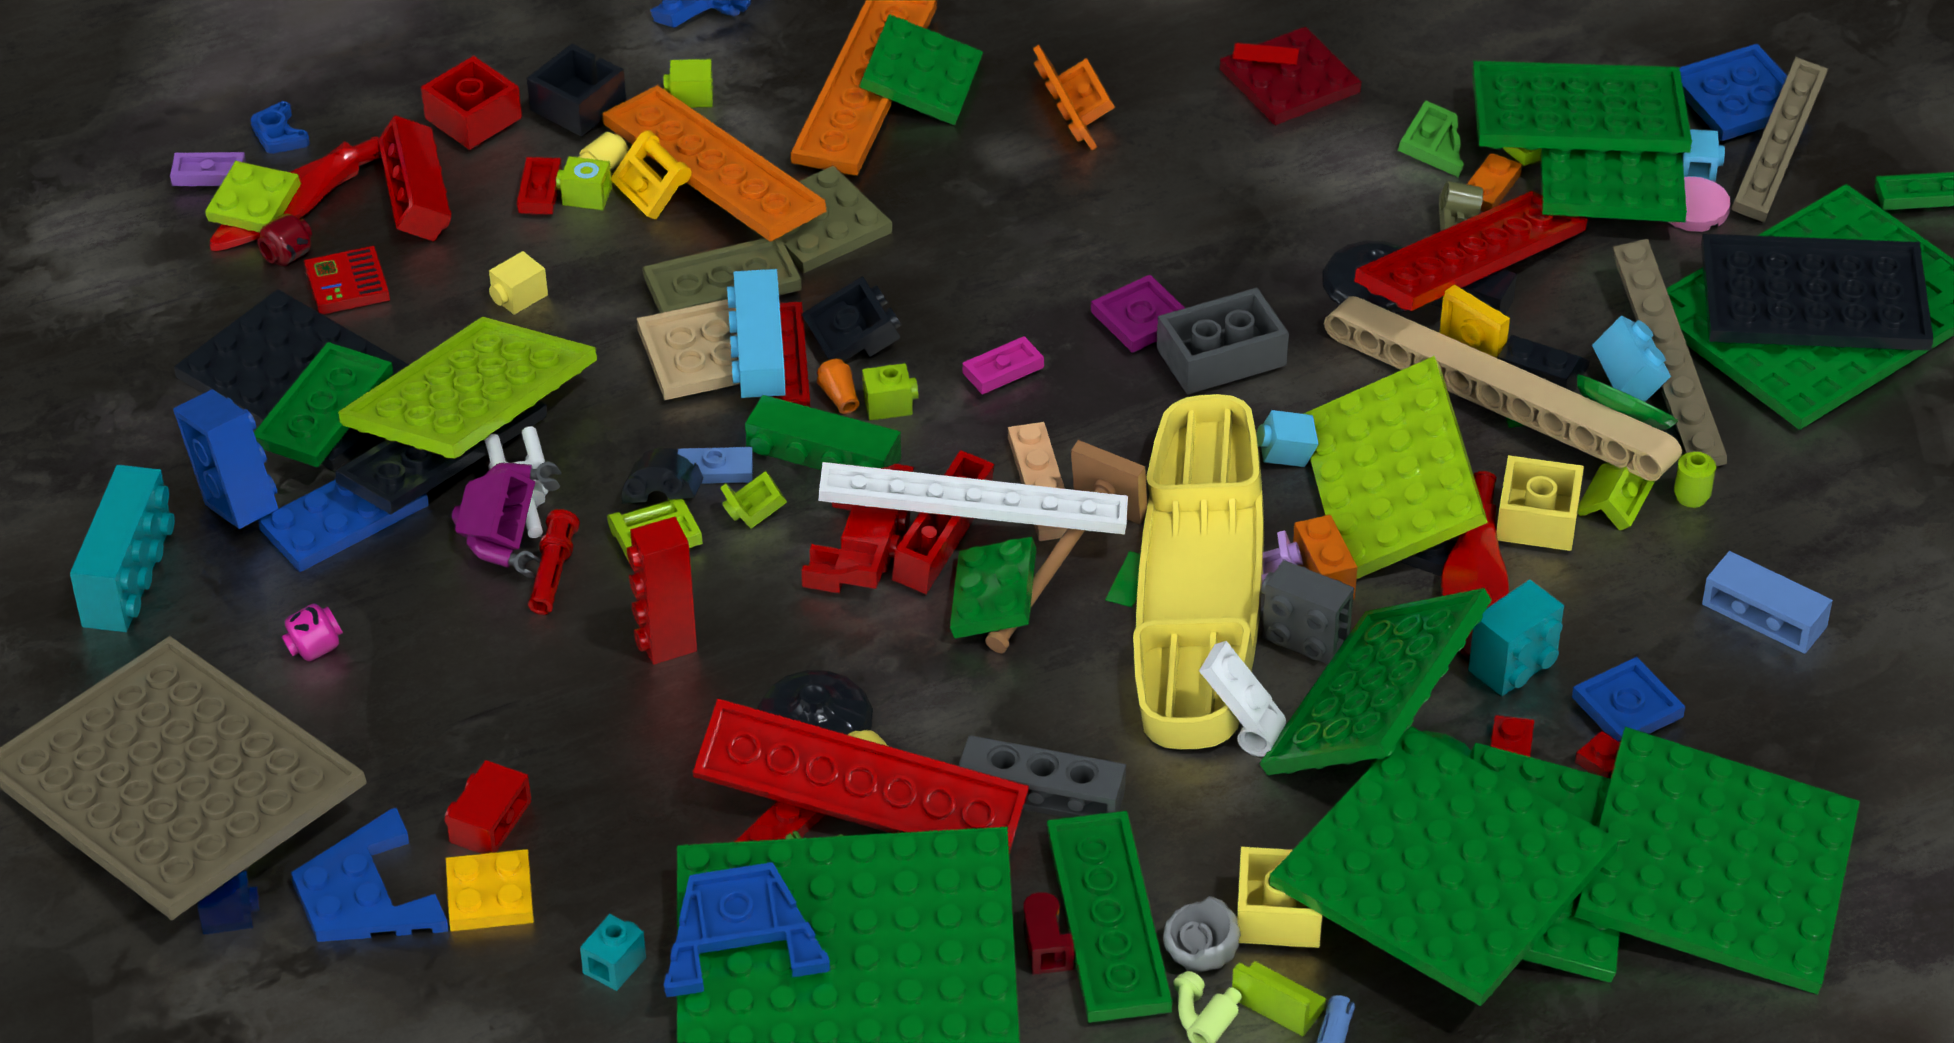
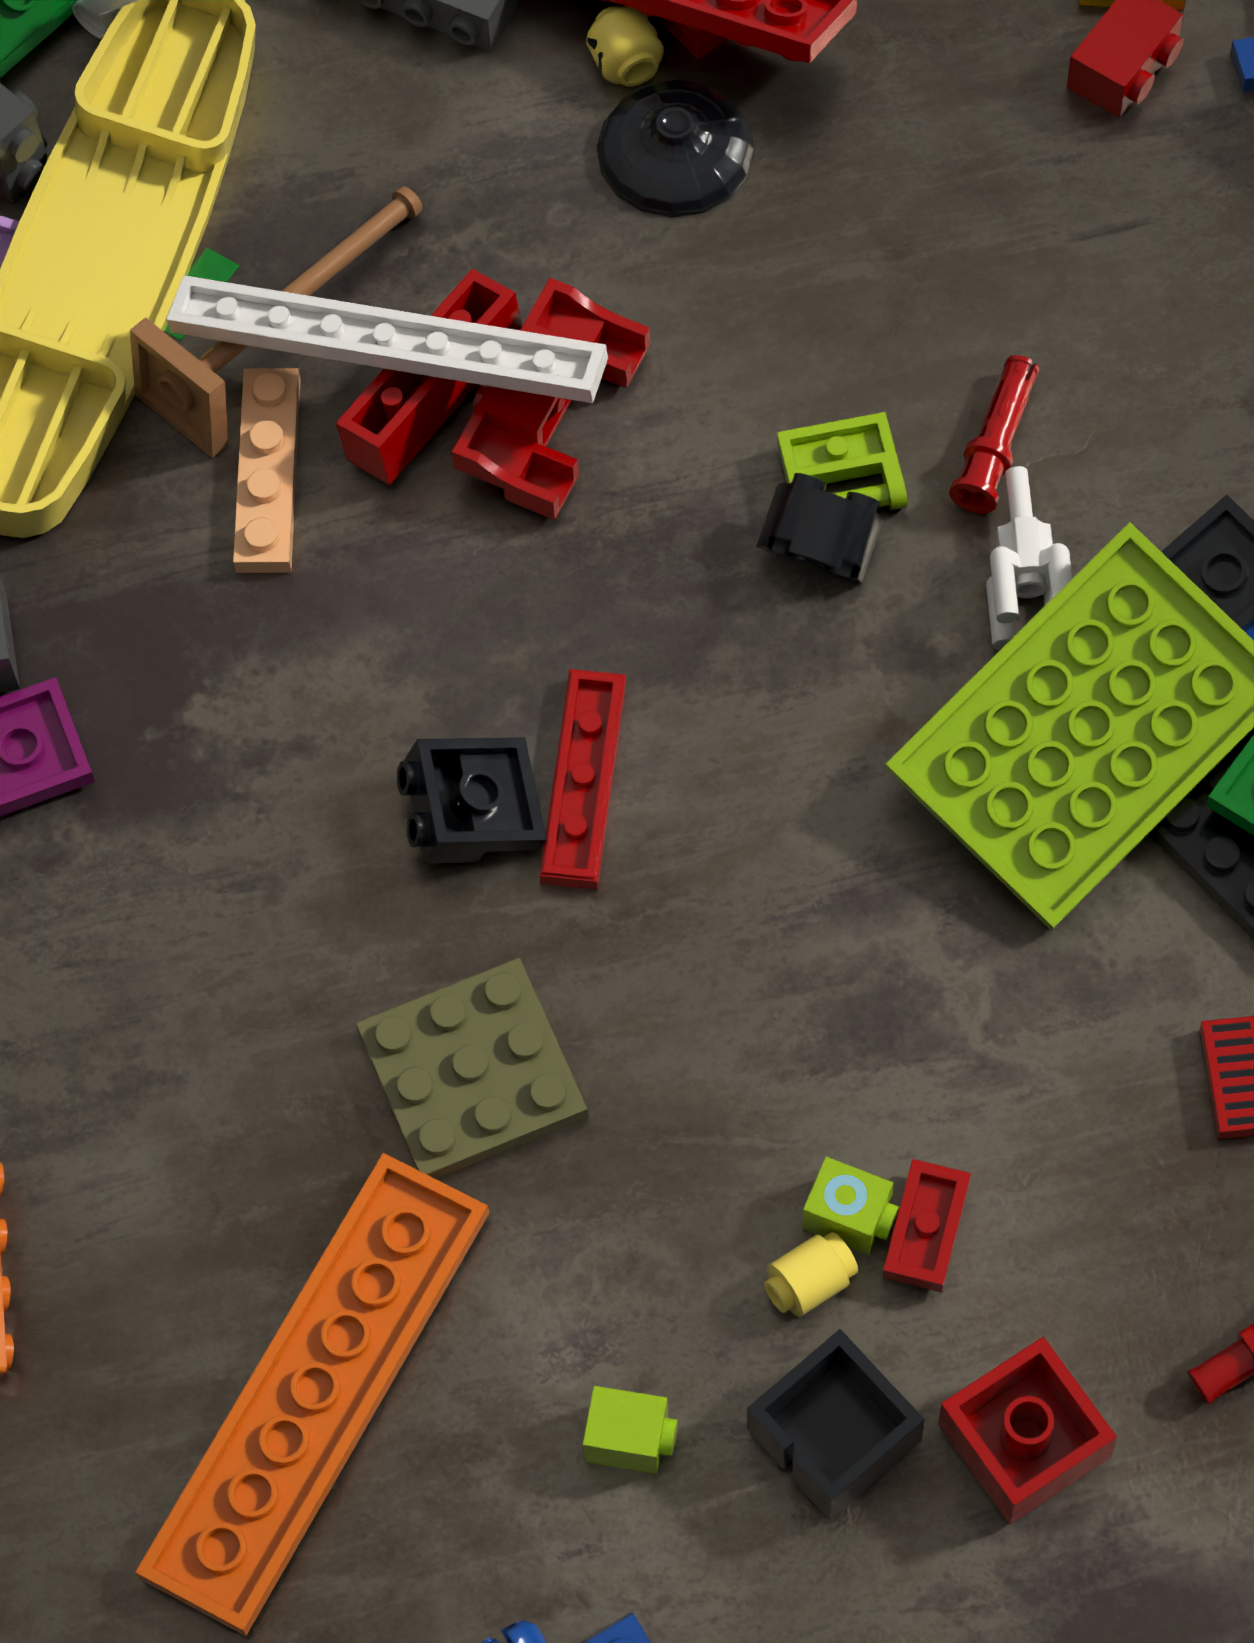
camera: 165 degrees left, 20 degrees up
(414, 178) = (1142, 1257): red brick -> none
(497, 510) = (1066, 488): magenta torso -> none
(518, 283) = (990, 991): light yellow brick -> none
(642, 183) = (749, 1179): yellow plate -> none
(662, 590) = (856, 233): red brick -> none
(689, 348) = (712, 803): tan plate -> none
(706, 275) = (656, 947): olive plate -> none
(719, 163) = (627, 1195): orange plate -> none
(722, 464) = (734, 580): medium blue plate -> none
(754, 500) = (692, 486): lime bracket -> none
(758, 333) = (625, 761): medium azure brick -> none
(817, 436) = (568, 575): green brick -> none
(837, 382) = (520, 690): orange cone -> none
(888, 391) = (448, 653): lime brick -> none
(921, 69) = (214, 1373): green plate -> none
(993, 587) = (394, 249): green plate -> none
(1003, 365) = (262, 682): dark pink plate -> none

